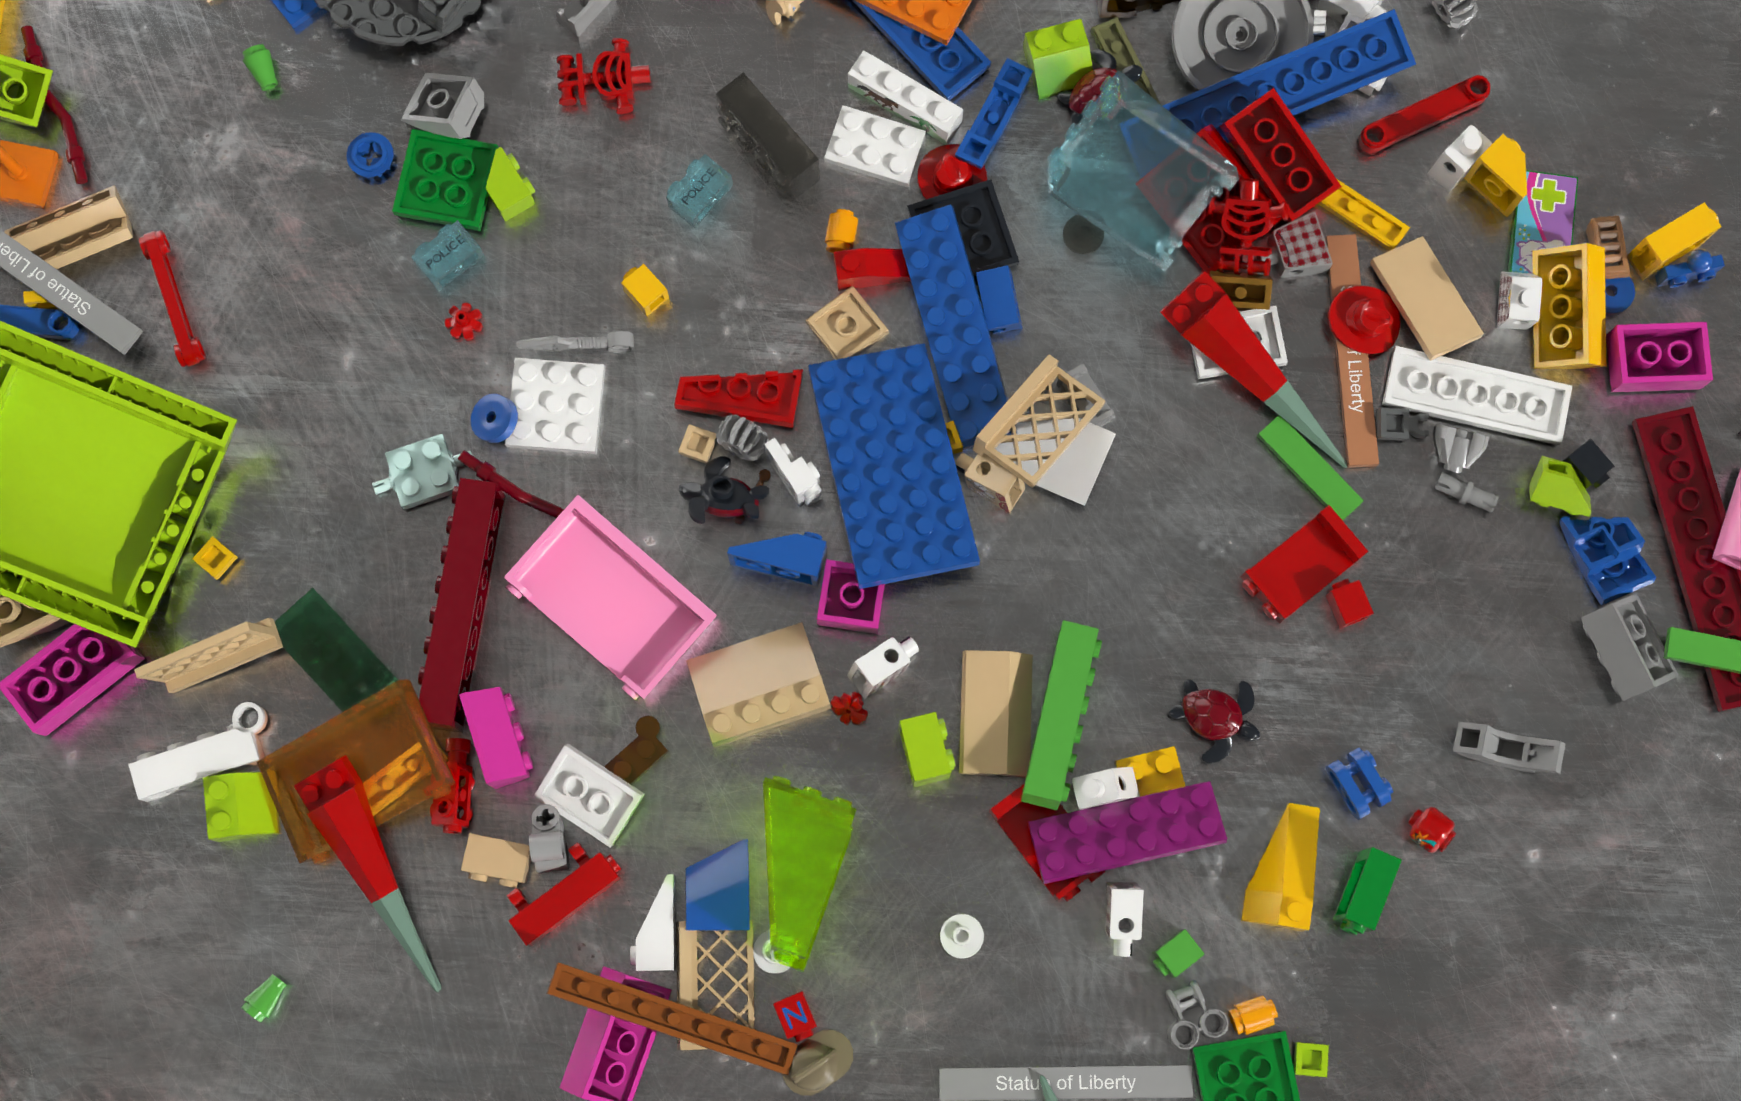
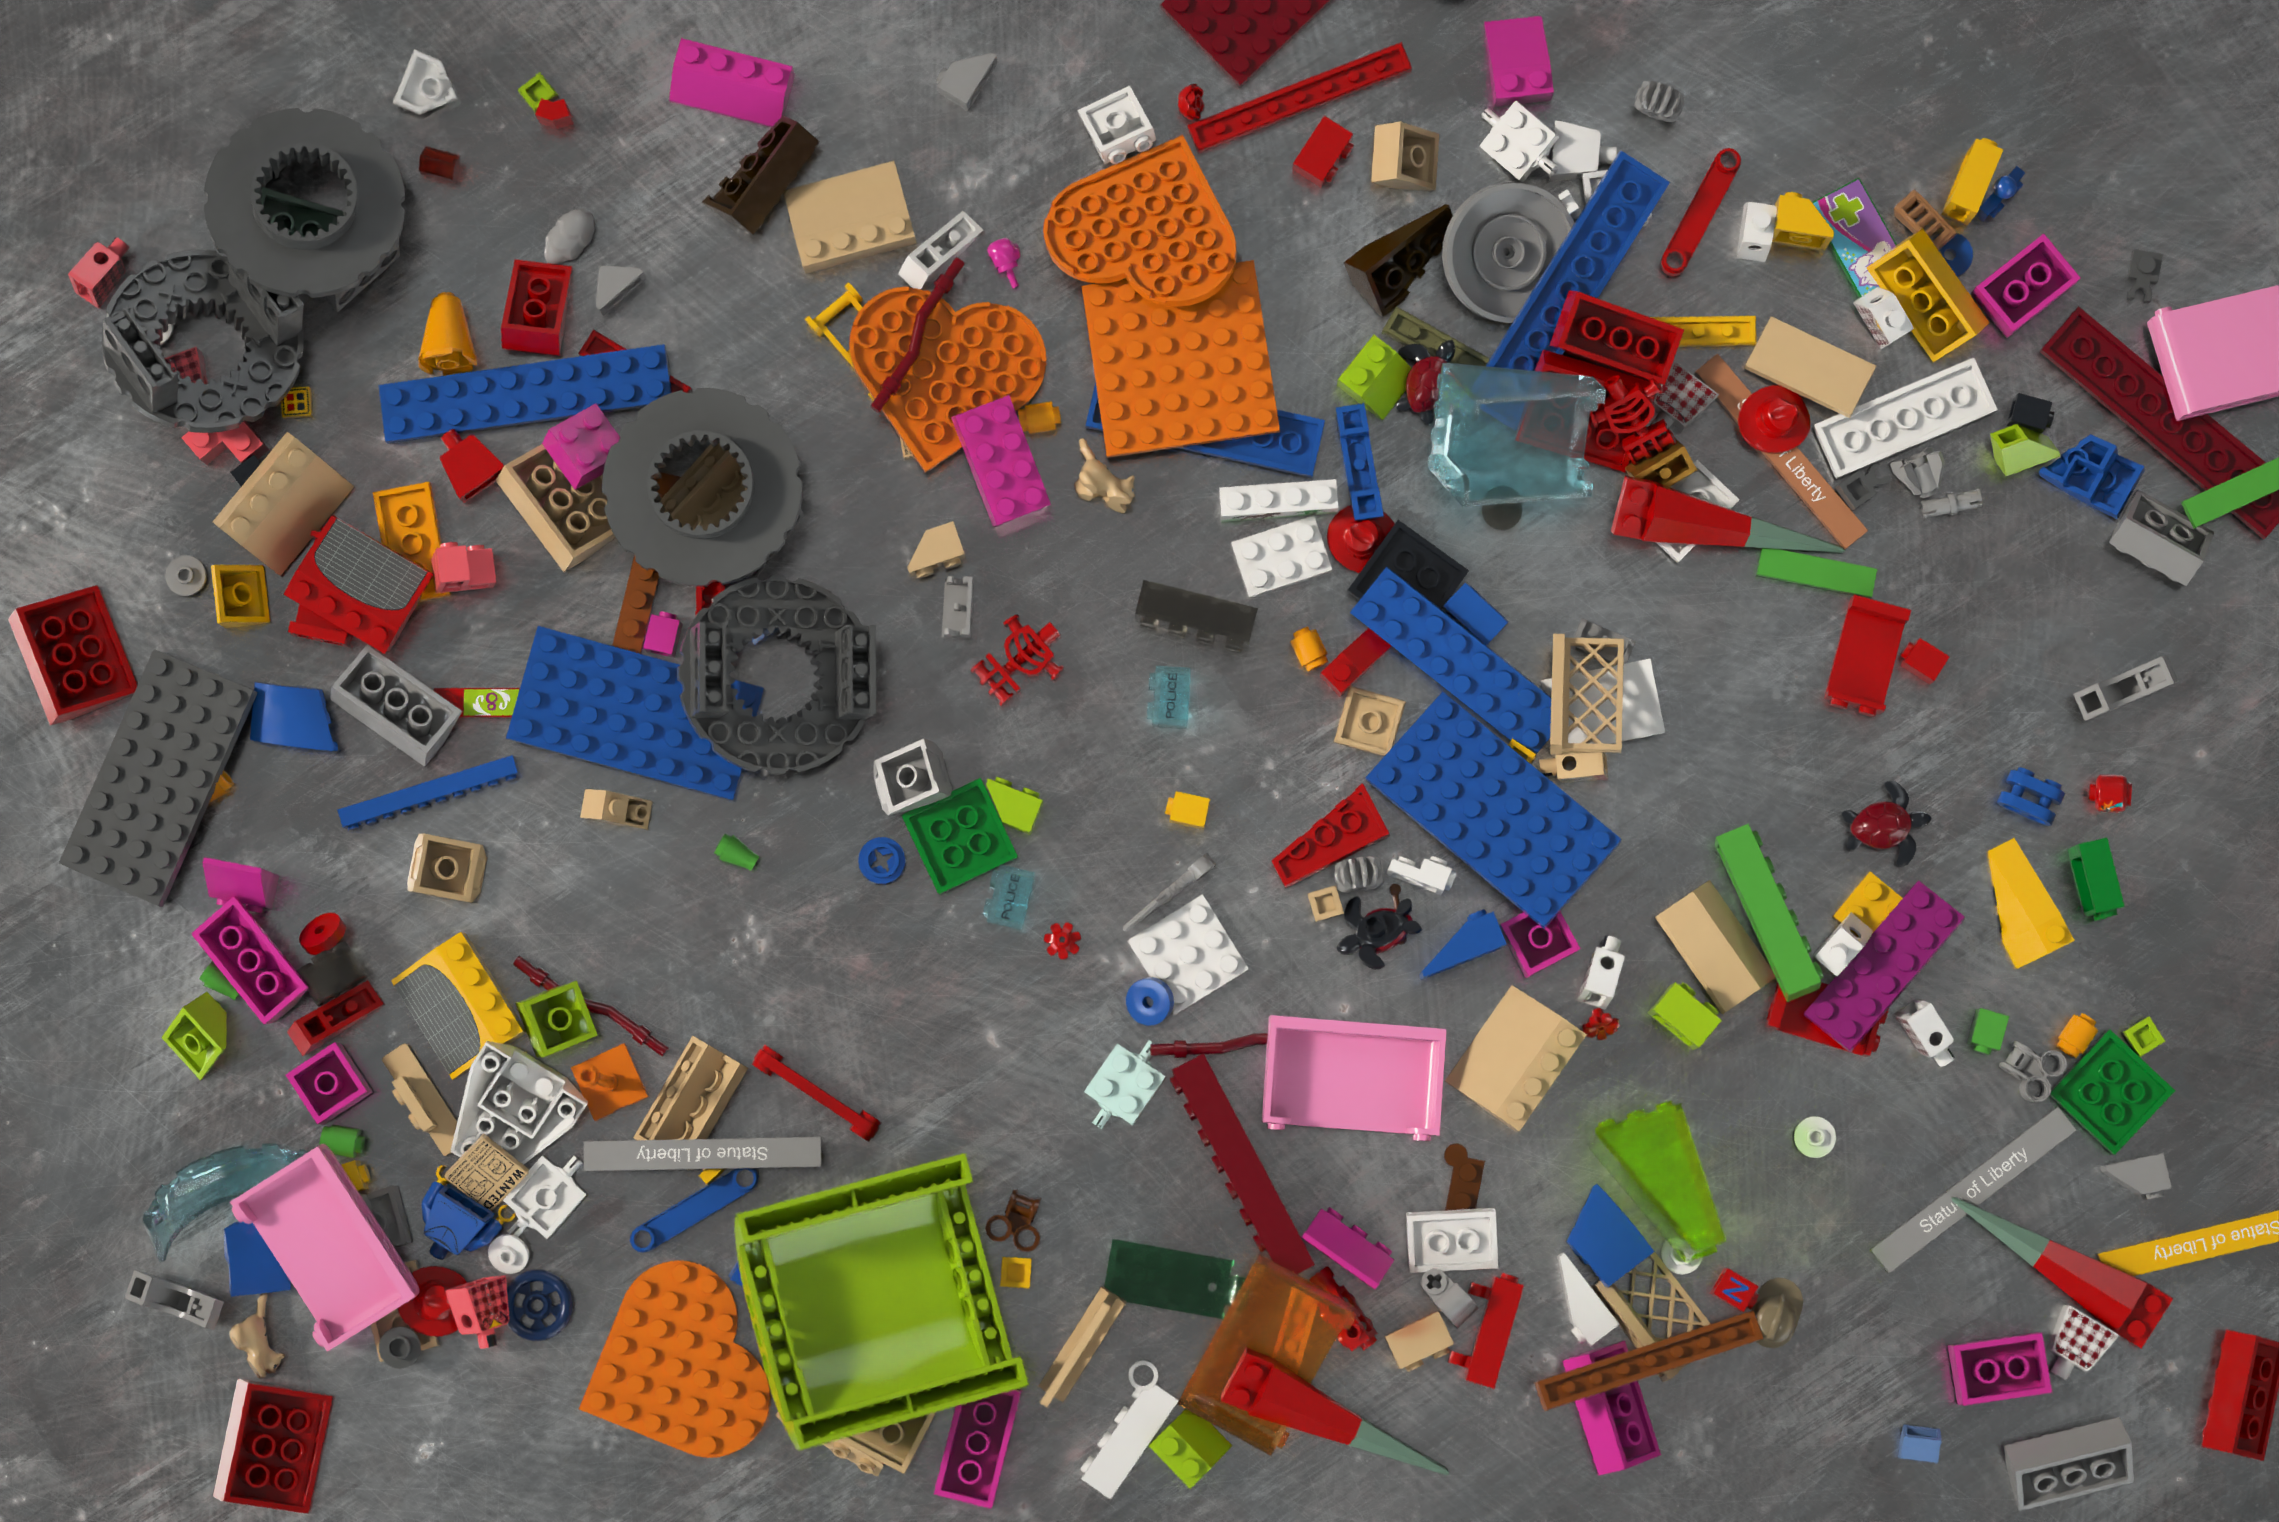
camera: 30 degrees left, 5 degrees up
(247, 516) = (1017, 1220): none -> reddish brown piece

